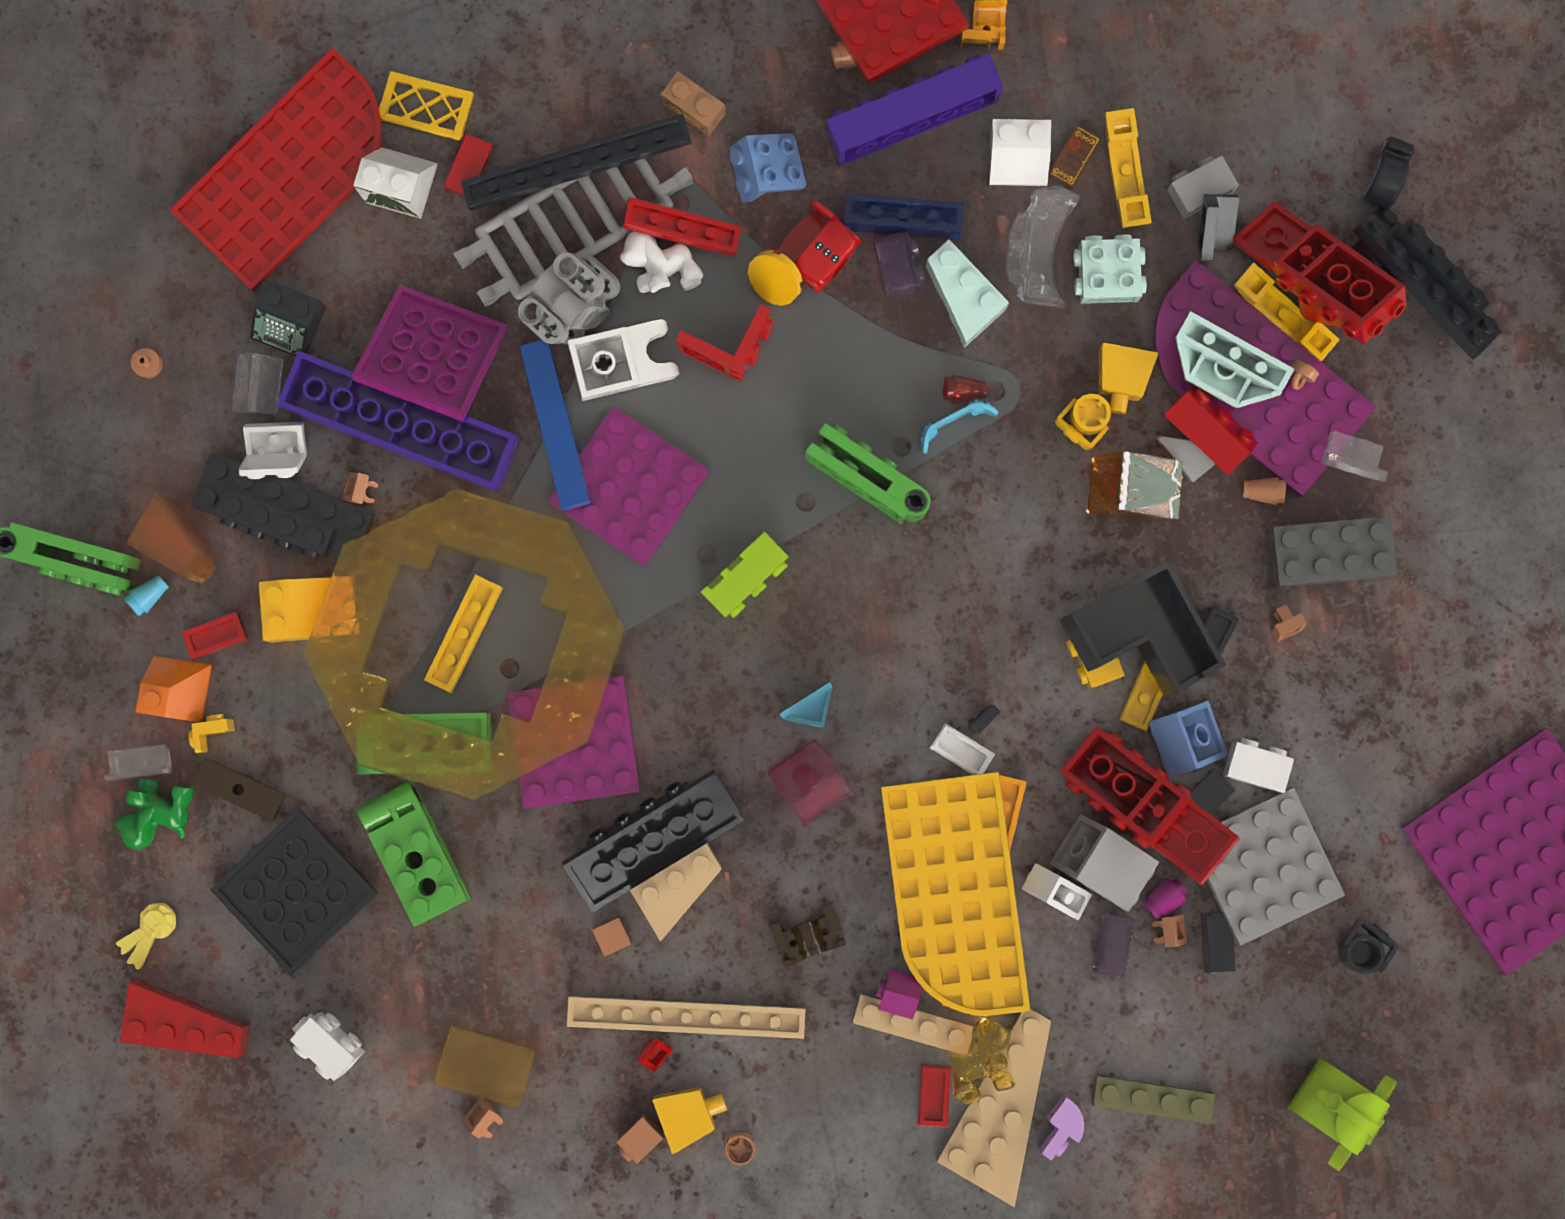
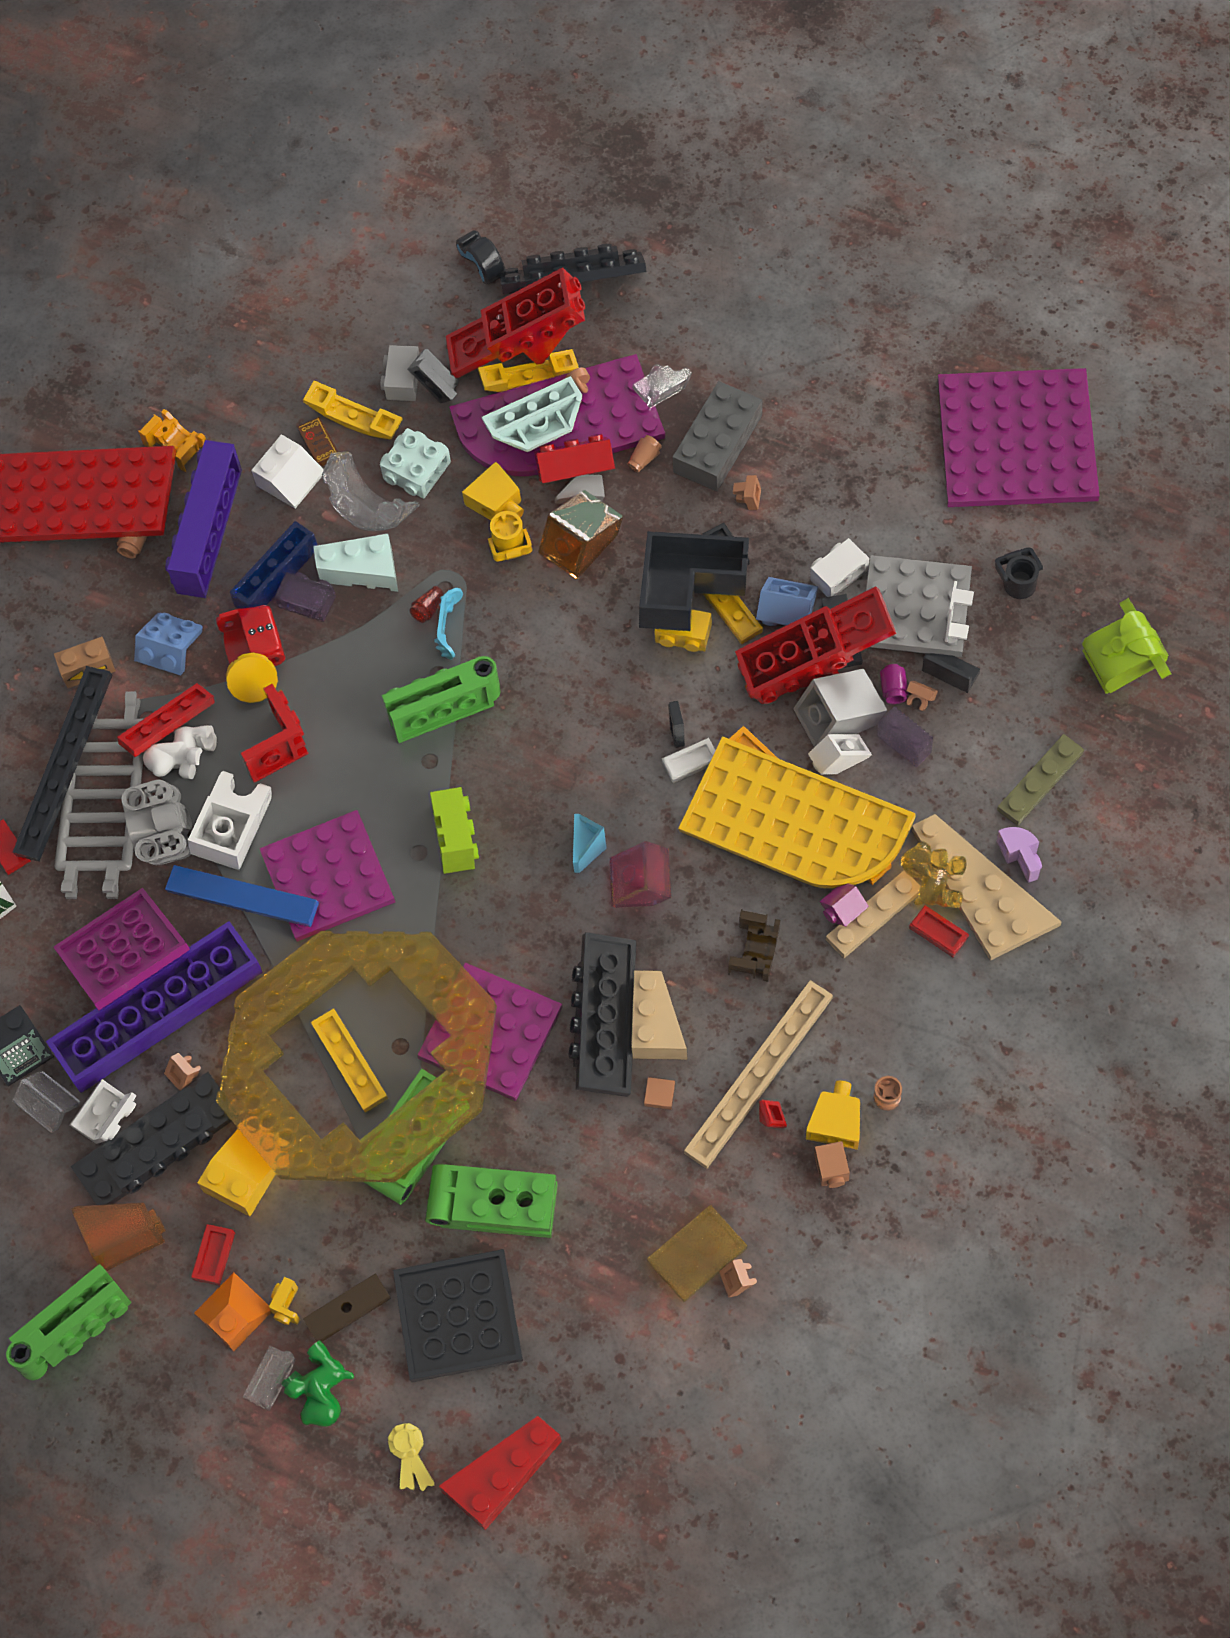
camera: 55 degrees left, 20 degrees down
(146, 595) = (142, 1287): medium azure cone -> none
(326, 1044) = (596, 1357): white brick -> none
(1269, 925) = (958, 597): none -> white piece

